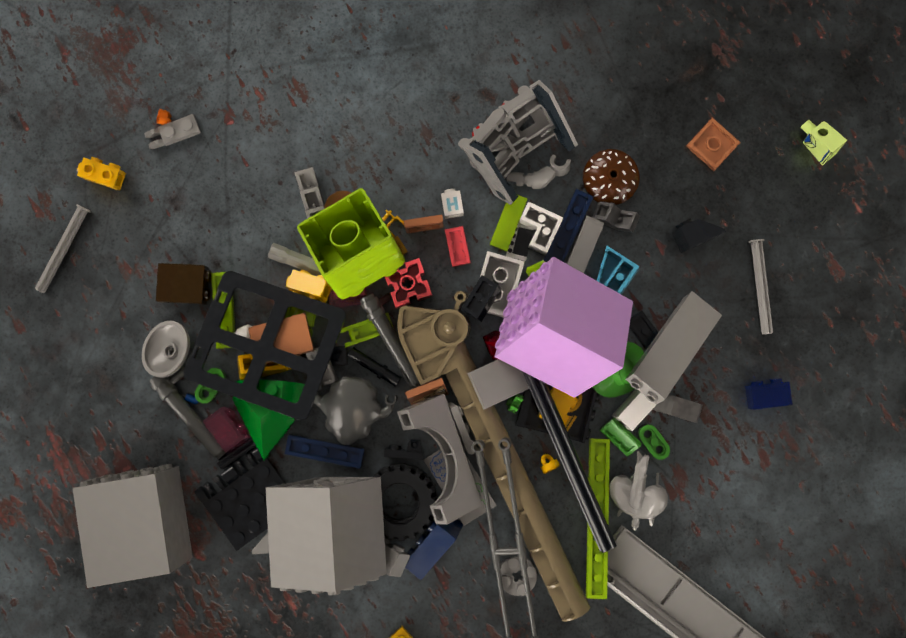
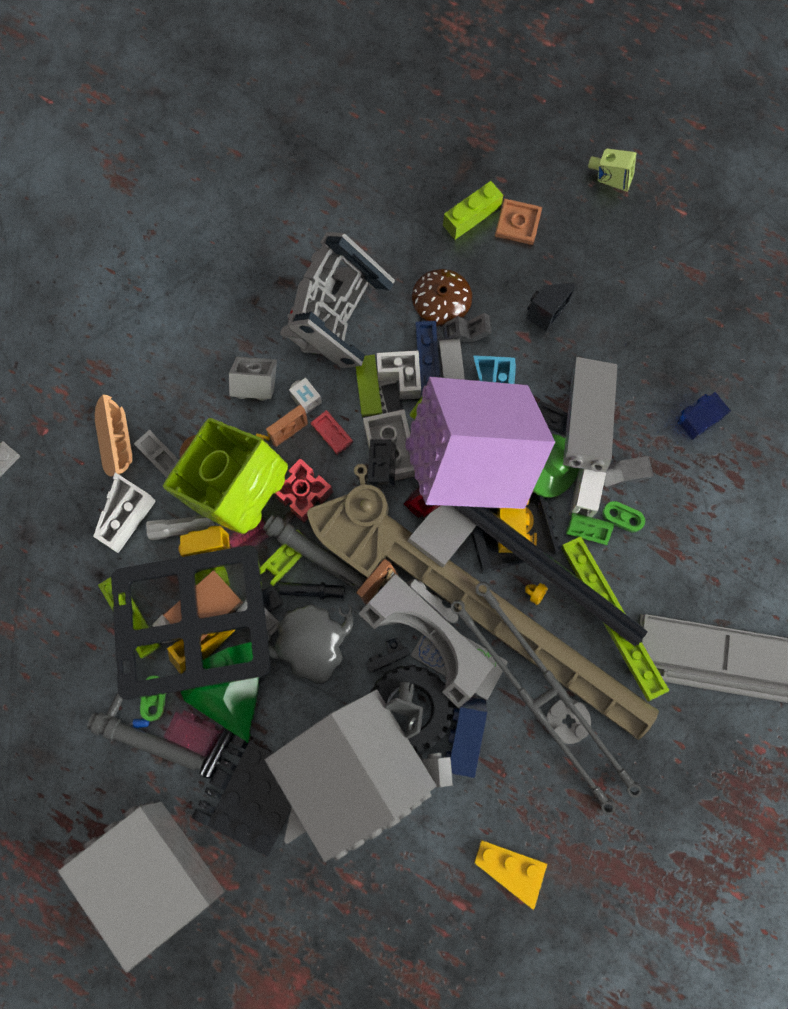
camera: 30 degrees left, 10 degrees down
(165, 349) = (88, 684): light grey dish -> none
(183, 283) = (73, 609): dark brown panel -> none
(257, 225) = (122, 513): none -> white wedge
(281, 157) = (112, 436): none -> light nougat brick
(324, 451) = (305, 701): dark blue plate -> none
(394, 502) = (404, 706): none -> dark grey bracket
(418, 166) = (252, 378): none -> light grey slope
(514, 402) = (468, 550): bright green plate -> none
(542, 177) = (378, 327): light grey piece -> none
(634, 498) = (639, 577): light grey hair -> none
(679, 114) = (472, 210): none -> lime brick
(761, 286) = (637, 322): light grey axle -> none

